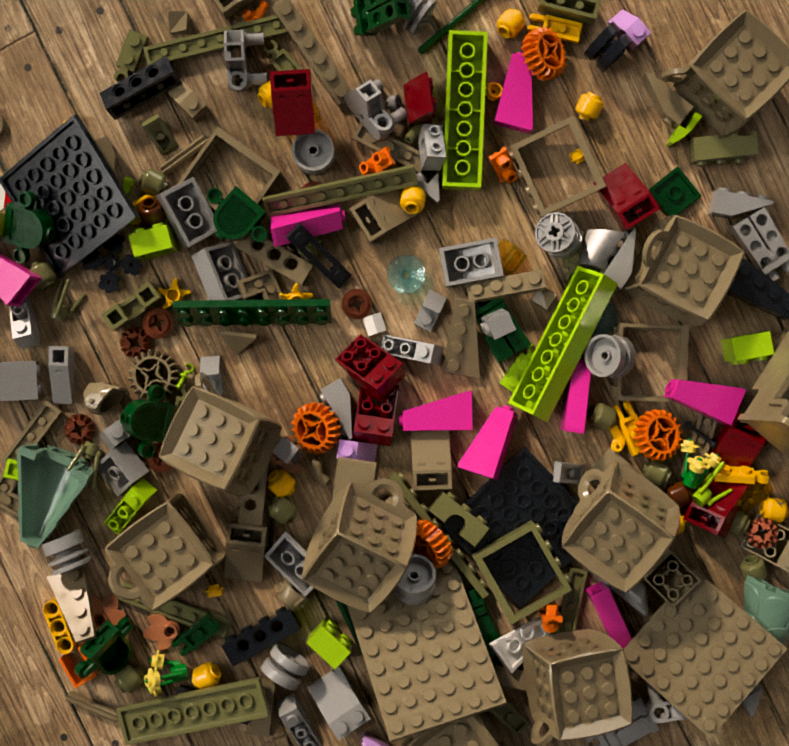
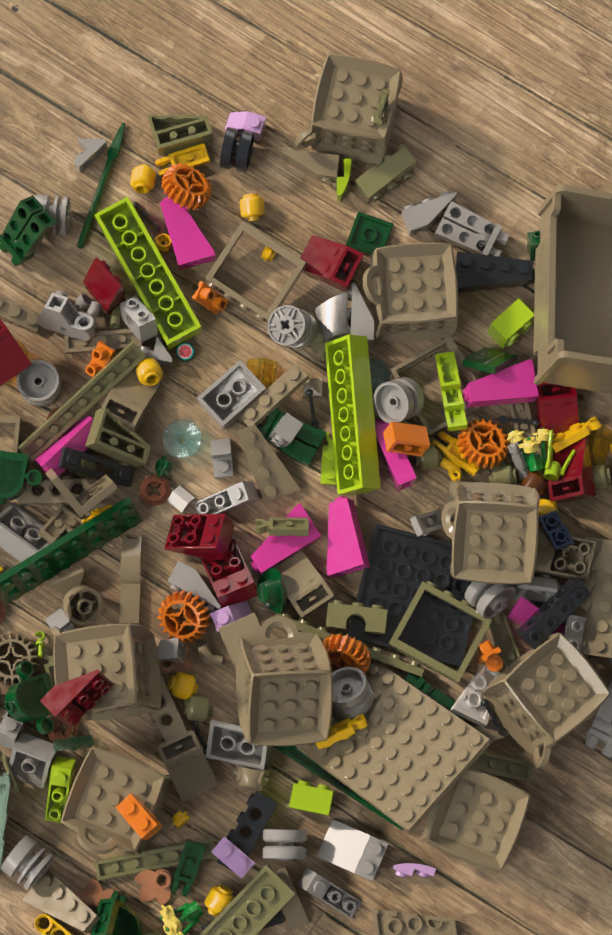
camera: 35 degrees left, 10 degrees down
(162, 476) = (73, 743): none -> clear green axle
(169, 456) = (76, 697): none -> dark red slope
(170, 588) = (139, 816): none -> orange brick
(236, 651) = (233, 857): none -> lavender plate
(237, 366) = (82, 605): none -> dark tan cylinder
(291, 367) = (130, 580): none -> dark tan piece
(296, 280) = (87, 499): none -> dark tan bracket
(348, 242) = (115, 440): none -> olive wedge
(376, 288) = (163, 466): none -> dark green plate
(391, 610) = (343, 730): none -> yellow plate
(404, 450) = (272, 590): none -> dark green hat
(445, 404) = (283, 526): none -> olive plate
(454, 199) = (185, 352): none -> tile
(490, 43) = (136, 206): none -> pearl dark grey hinge
(520, 683) = (501, 731): none -> black hinge
(526, 328) = (314, 423): none -> black hinge
(579, 576) = (489, 598): none -> light grey wheel
(596, 394) = (406, 439): none -> orange brick
(627, 619) = (553, 612): none -> black brick
(635, 643) = (574, 630): none -> light grey hinge
(659, 374) = (451, 391): none -> lime slope
(674, 555) = (555, 530): none -> dark blue slope
(678, 467) = (518, 459): none -> light grey axle
(709, 368) = (489, 360): none -> dark green tile
(763, 88) = (381, 107): none -> olive piece

